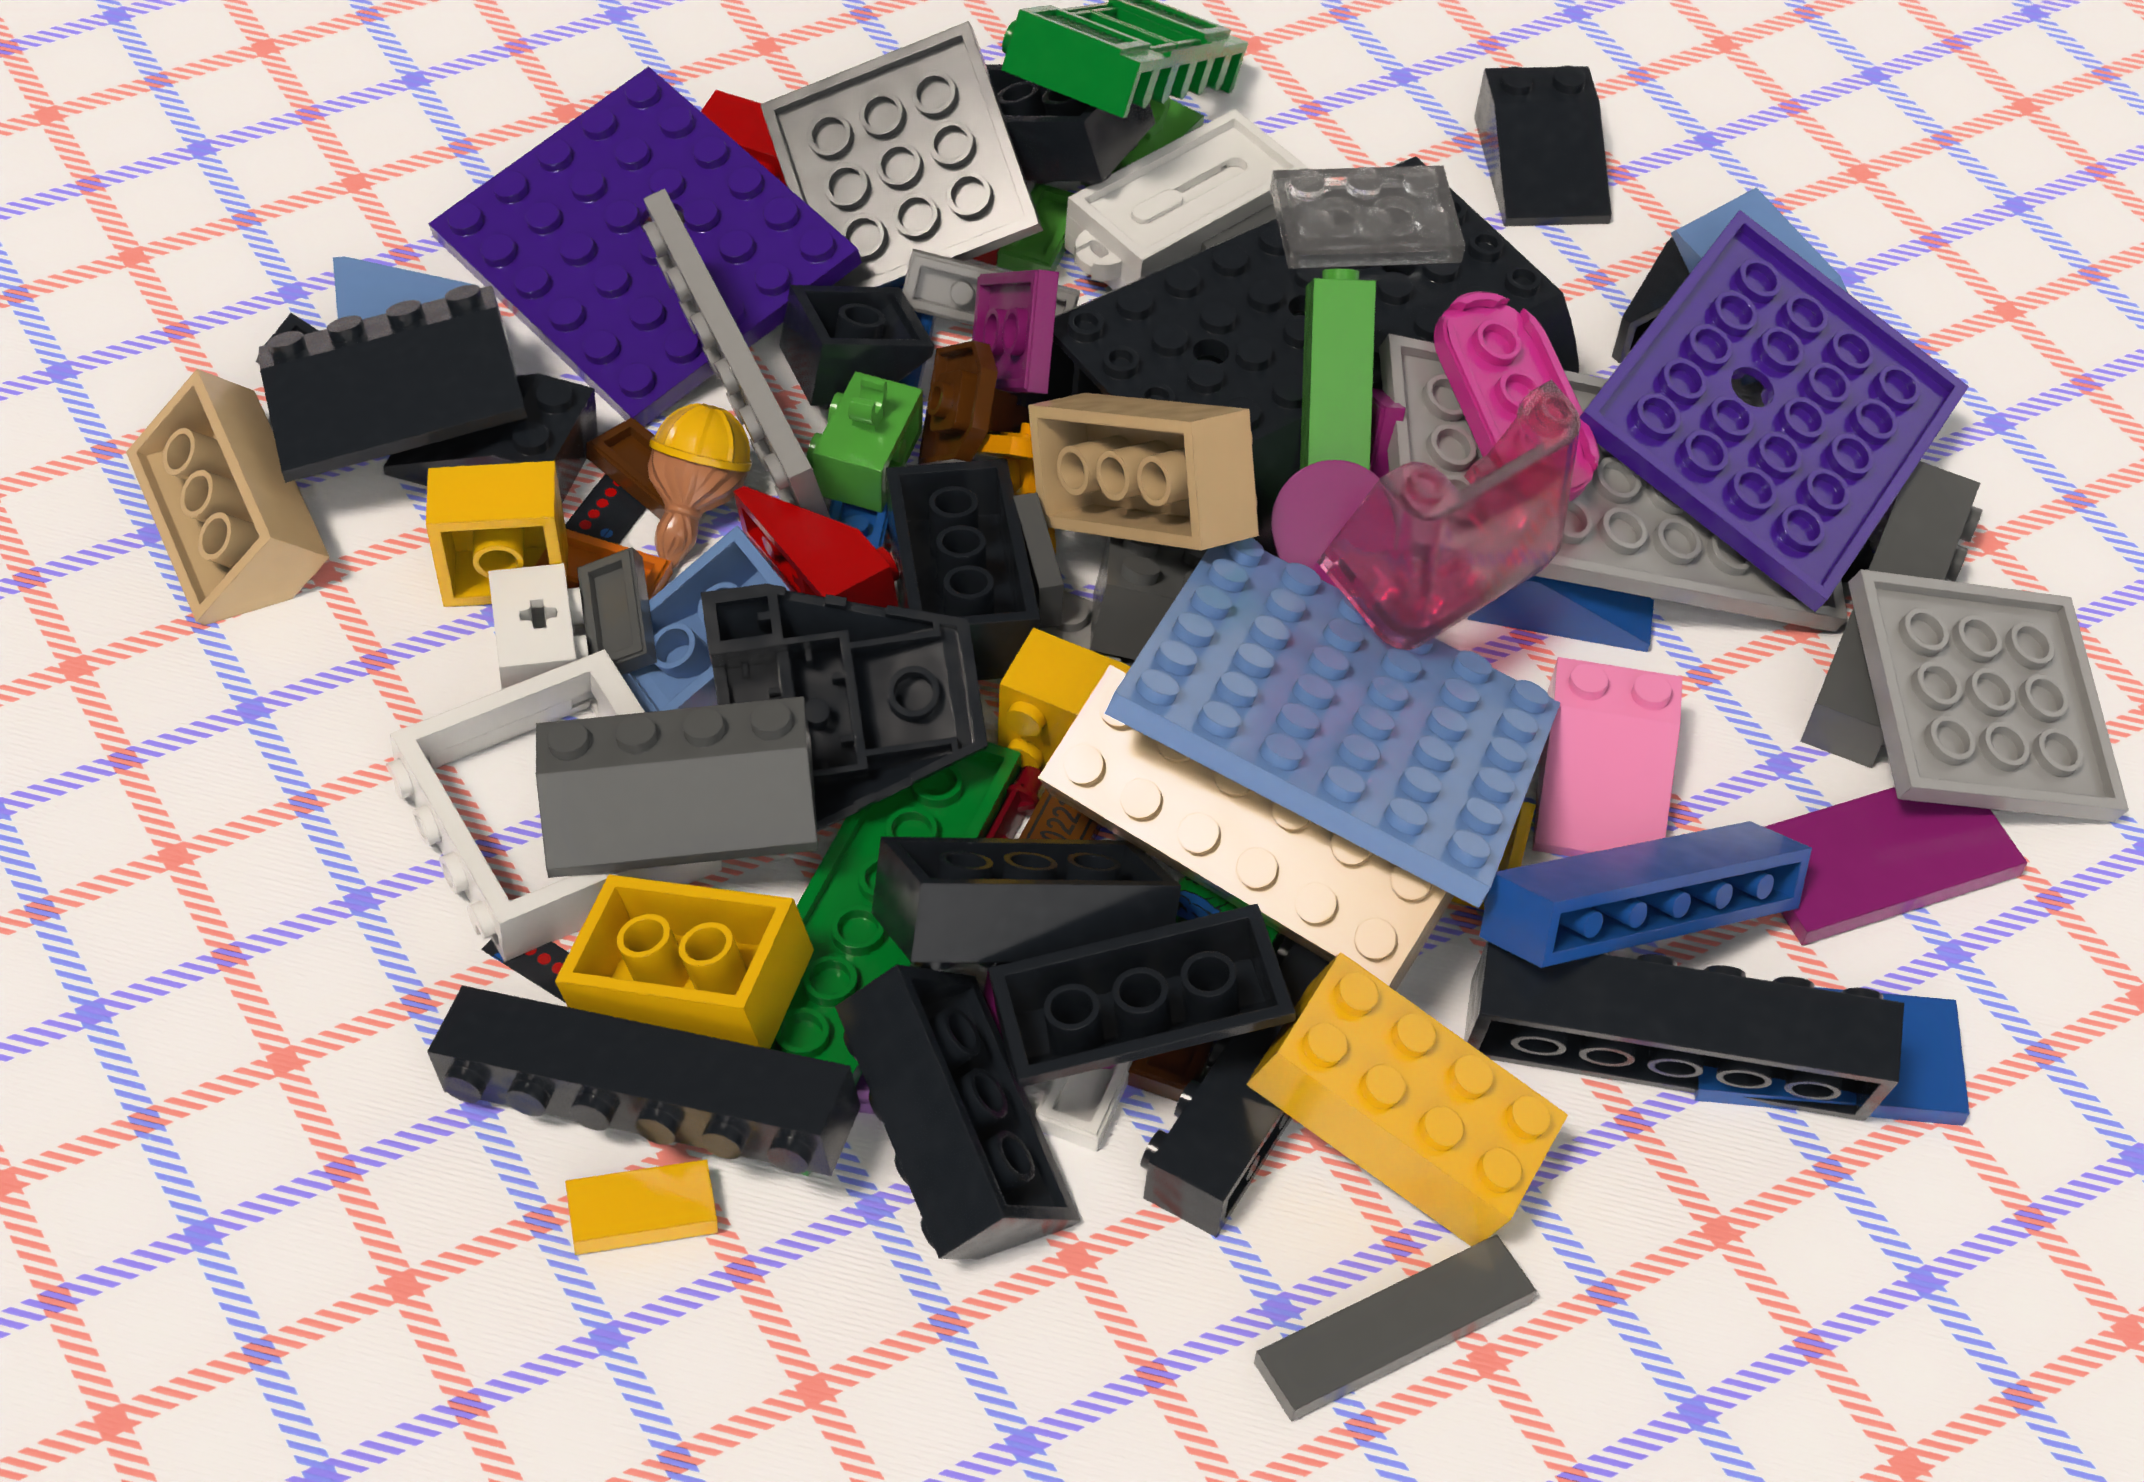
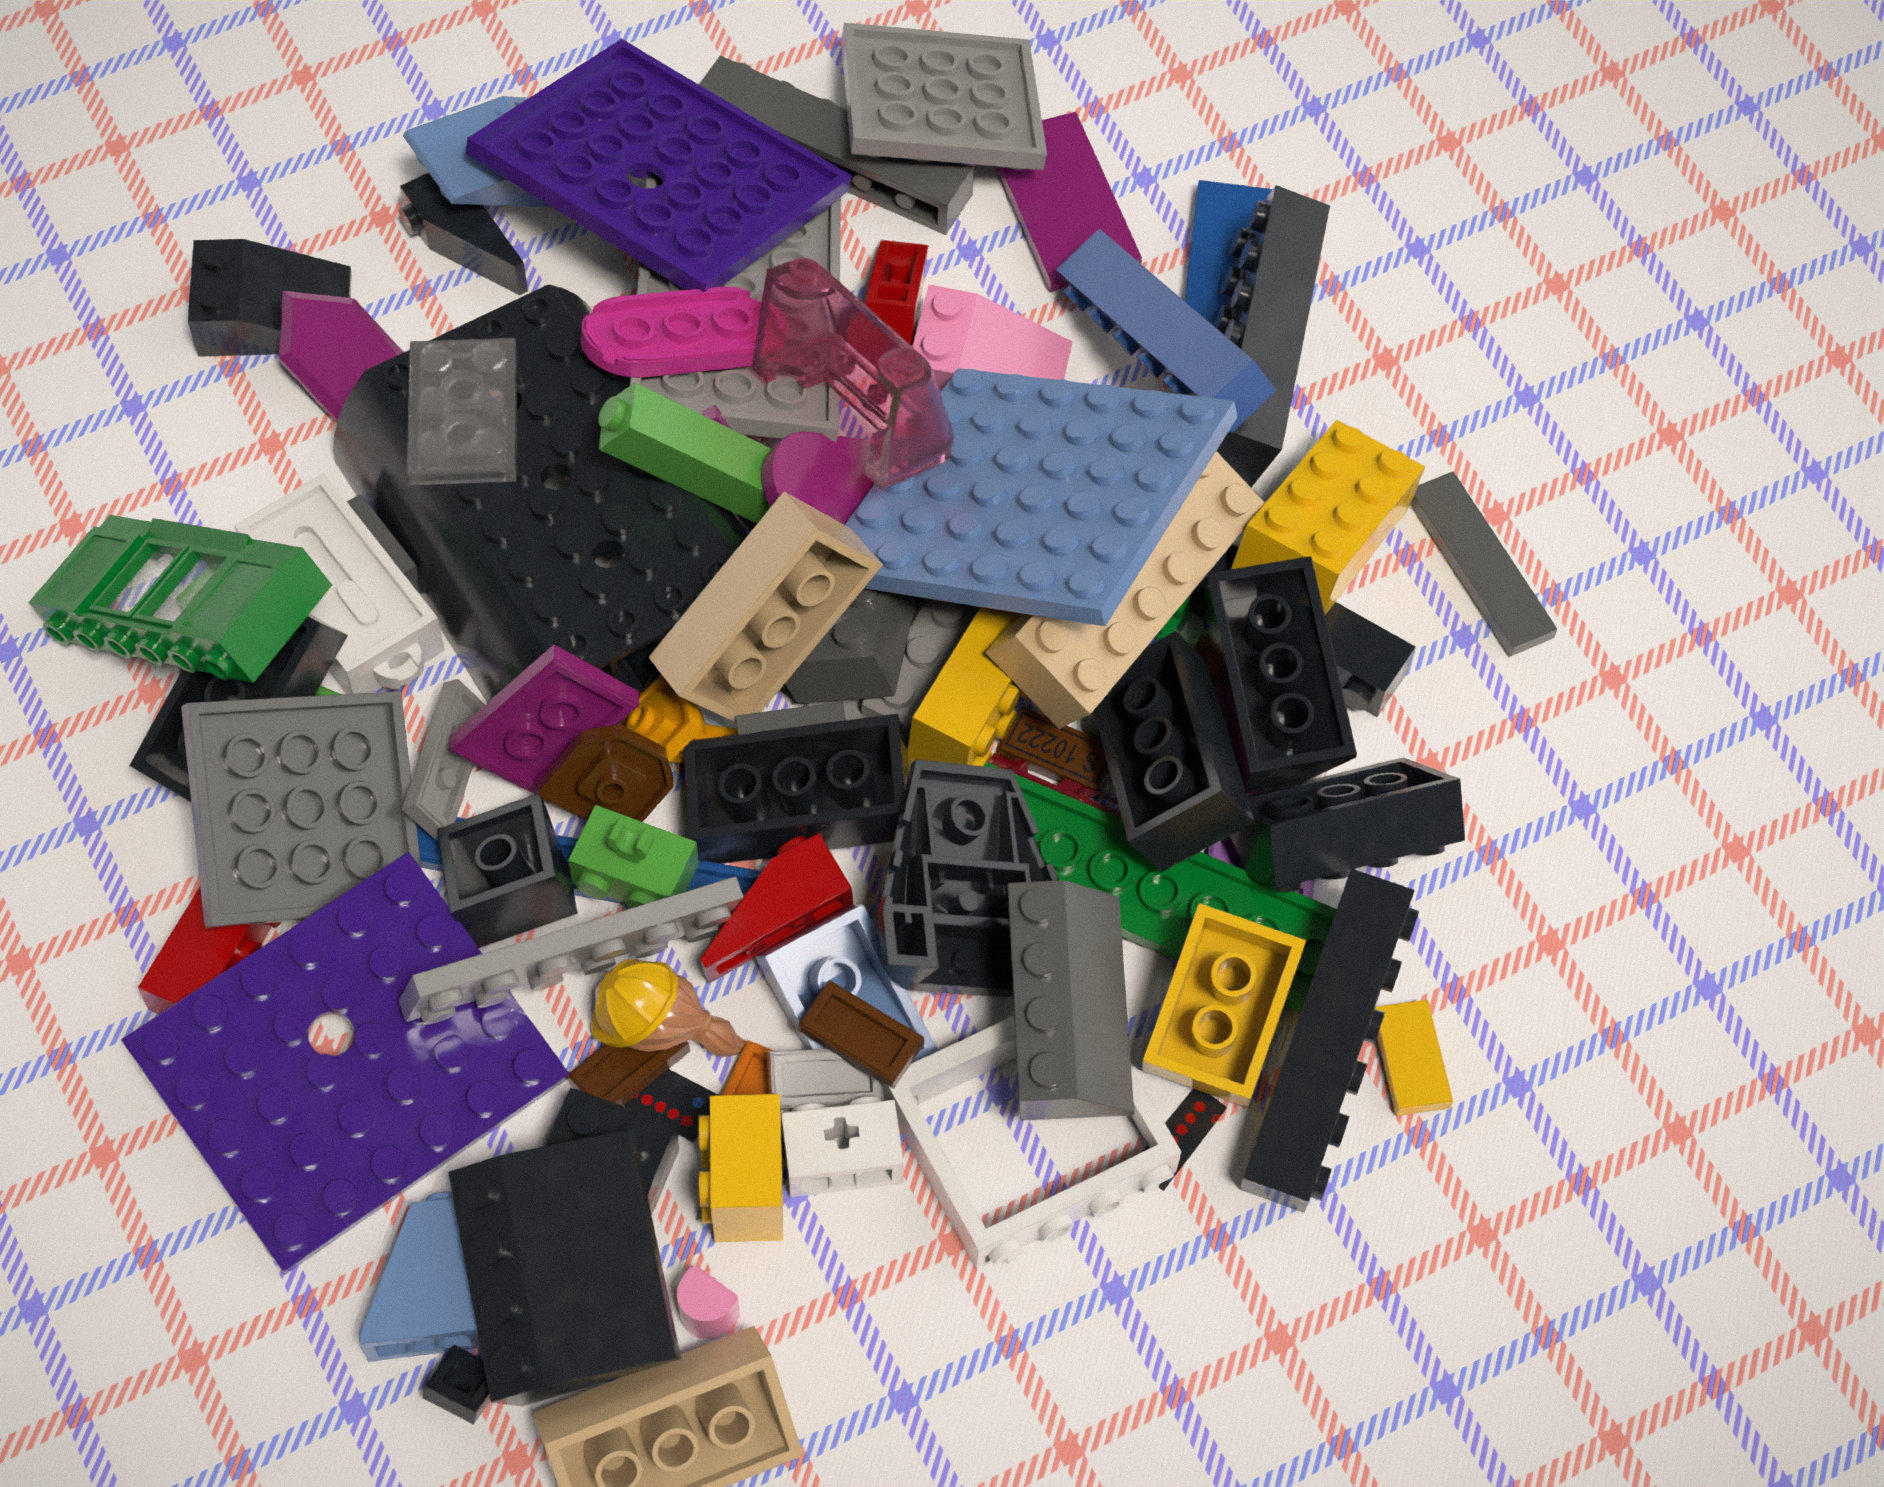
camera: 85 degrees left, 10 degrees up
(363, 524) = (706, 1305): none -> bright pink brick
(648, 620) = (861, 1034): none -> reddish brown tile
(1504, 183) = (330, 345): none -> magenta tile
(1714, 677) = (898, 285): none -> red slope

